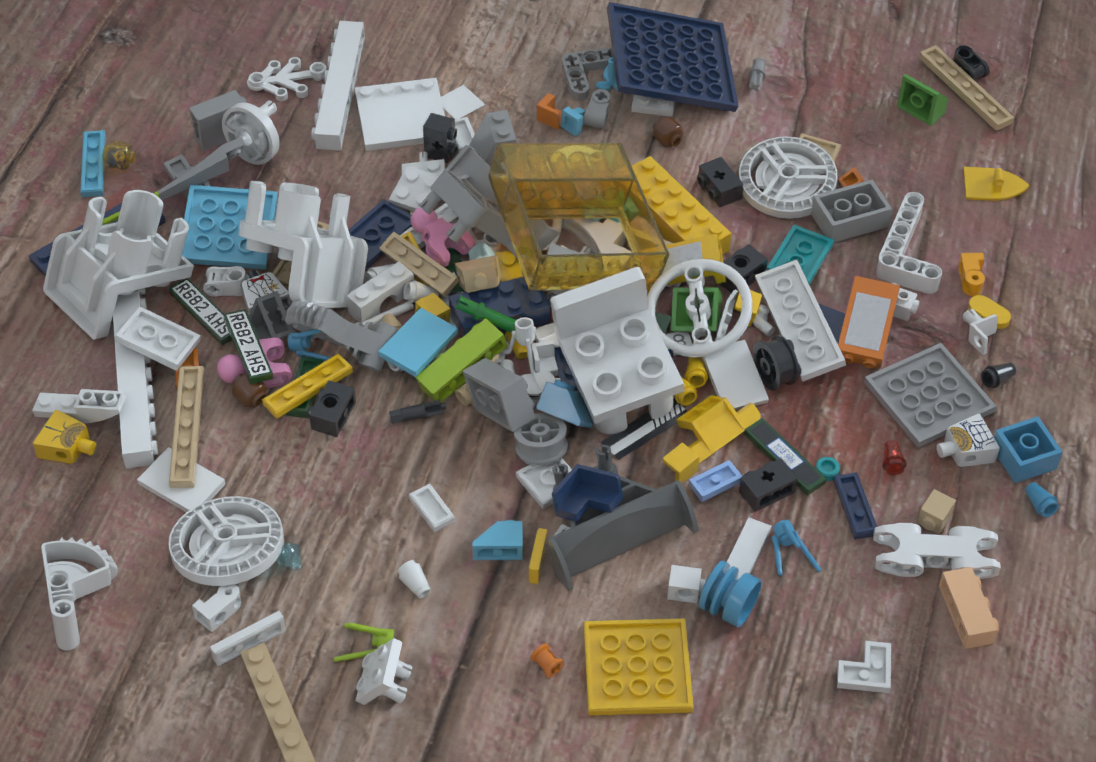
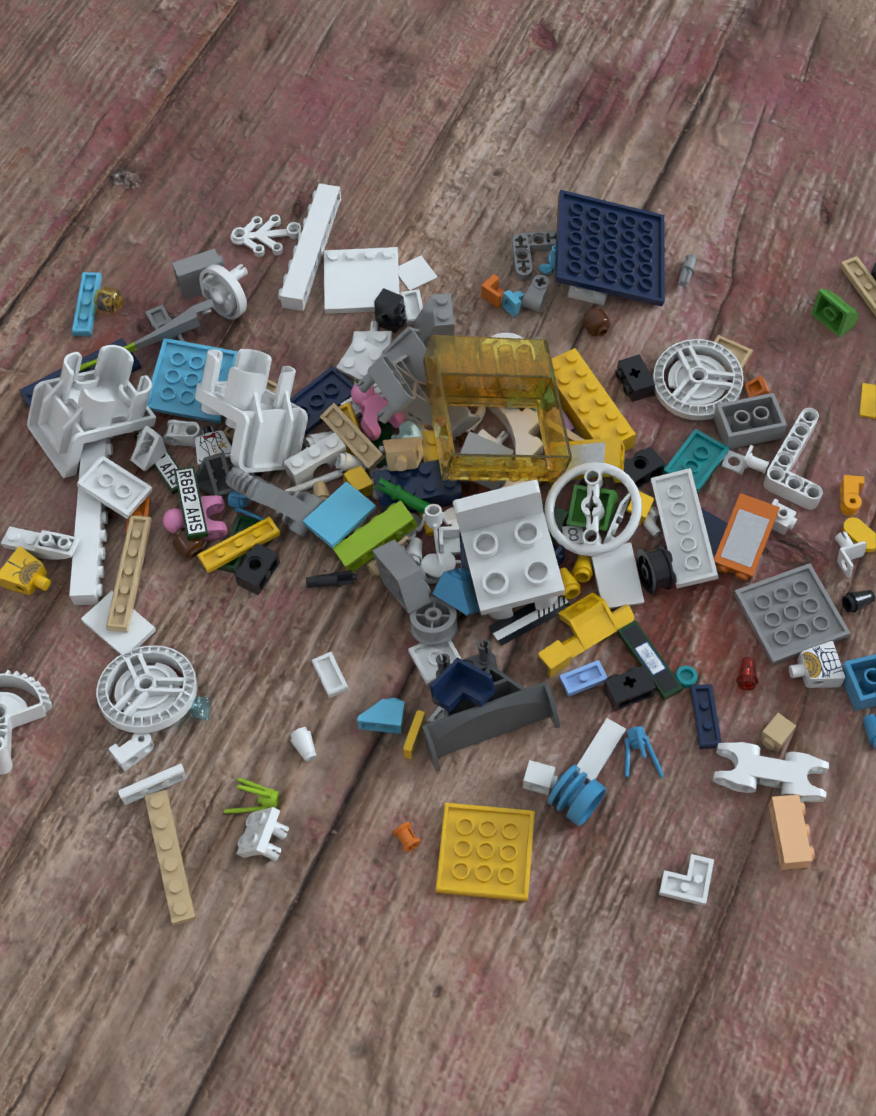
camera: 10 degrees right, 10 degrees up
(189, 297) = (148, 448): none -> white slope
(857, 250) = (745, 462): none -> white bracket

